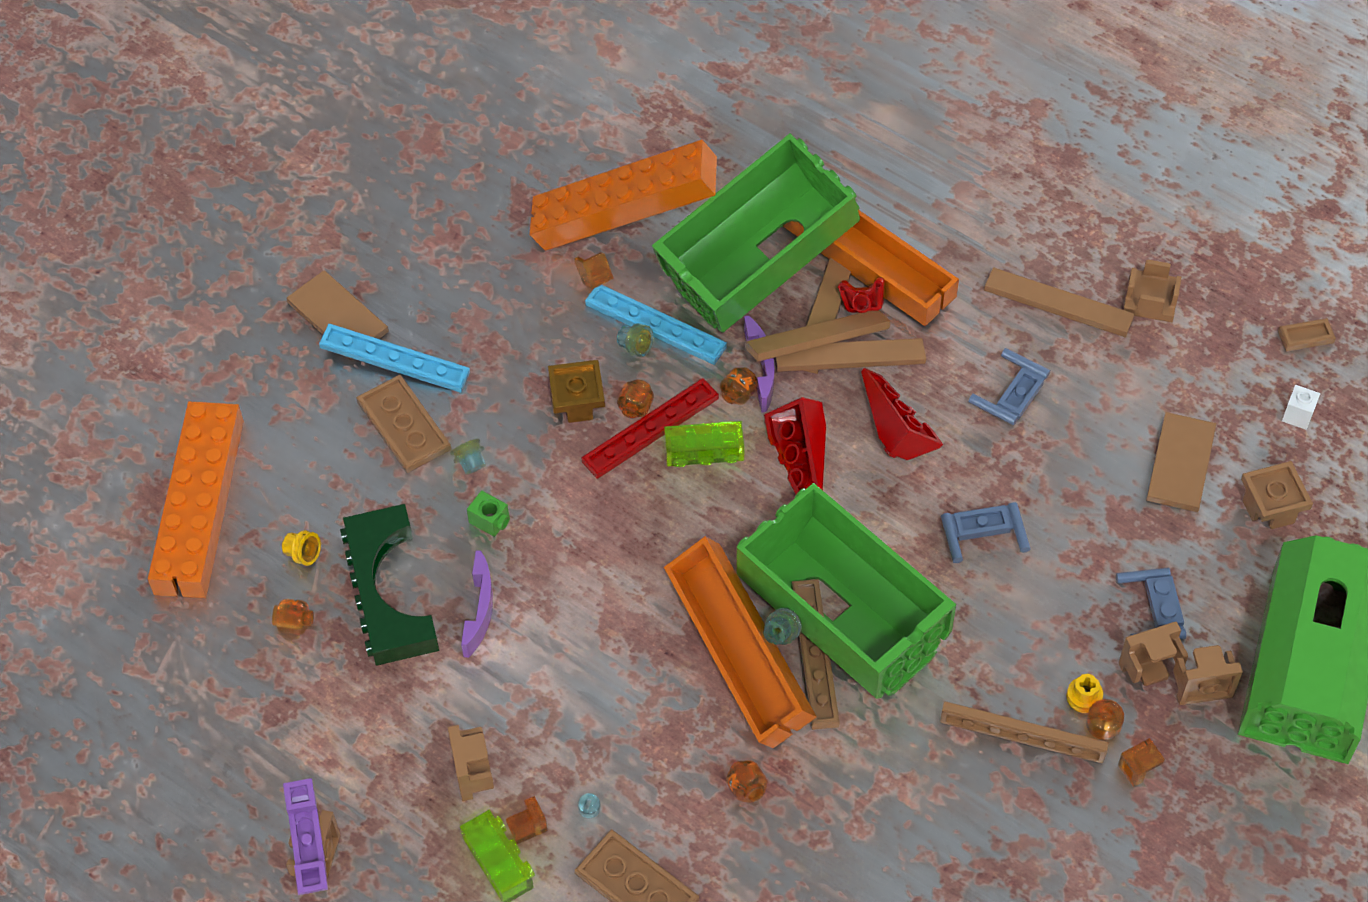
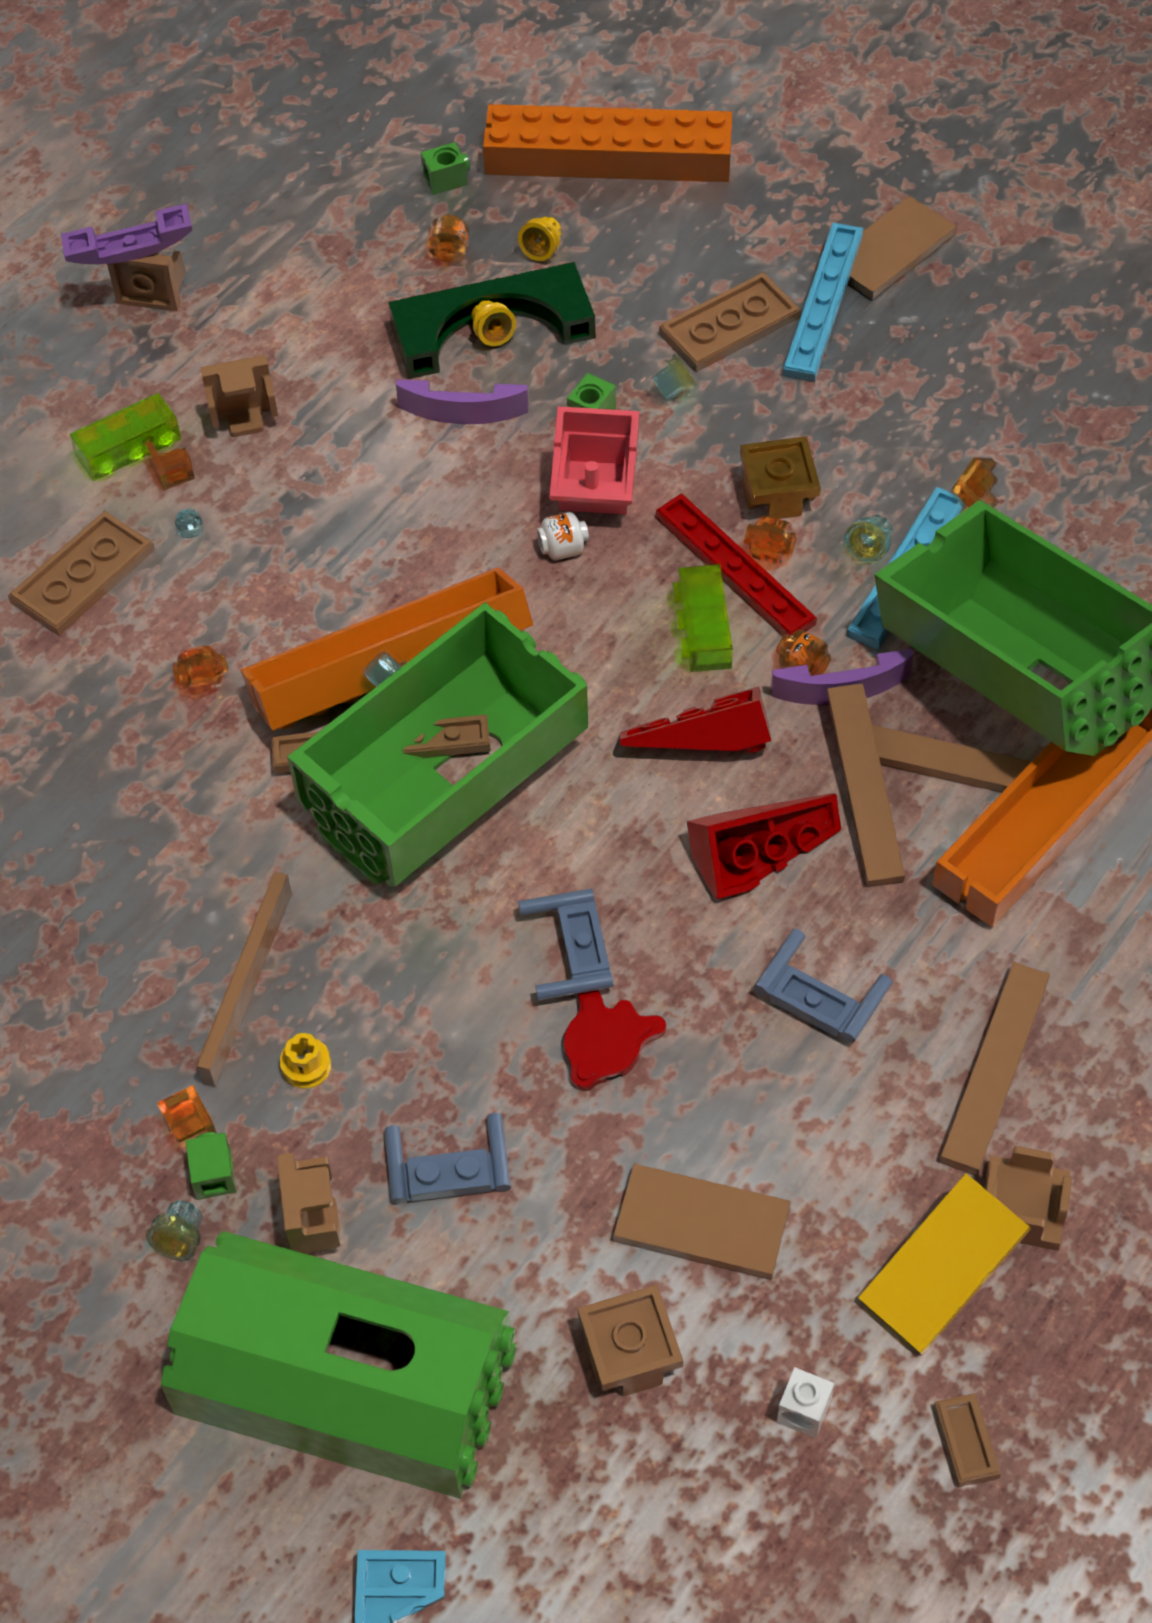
camera: 90 degrees right, 0 degrees up
(209, 630) = (444, 168): none -> bright green brick
(394, 582) = (493, 323): none -> yellow piece
(568, 500) = (594, 459): none -> coral piece
(621, 534) = (562, 536): none -> white head
(624, 195) = (1079, 480): orange piece -> none
(817, 335) = (888, 738): medium nougat tile -> none
(863, 298) = (965, 796): red piece -> none
(1054, 512) = (607, 1040): none -> red tile
(1105, 719) = (253, 1075): clear orange head -> none
(1144, 653) = (345, 1136): medium nougat panel -> none
(1176, 744) = (210, 1165): none -> bright green brick
(1205, 330) = (944, 1263): none -> yellow tile
(1225, 762) = (176, 1233): none -> clear light blue piece

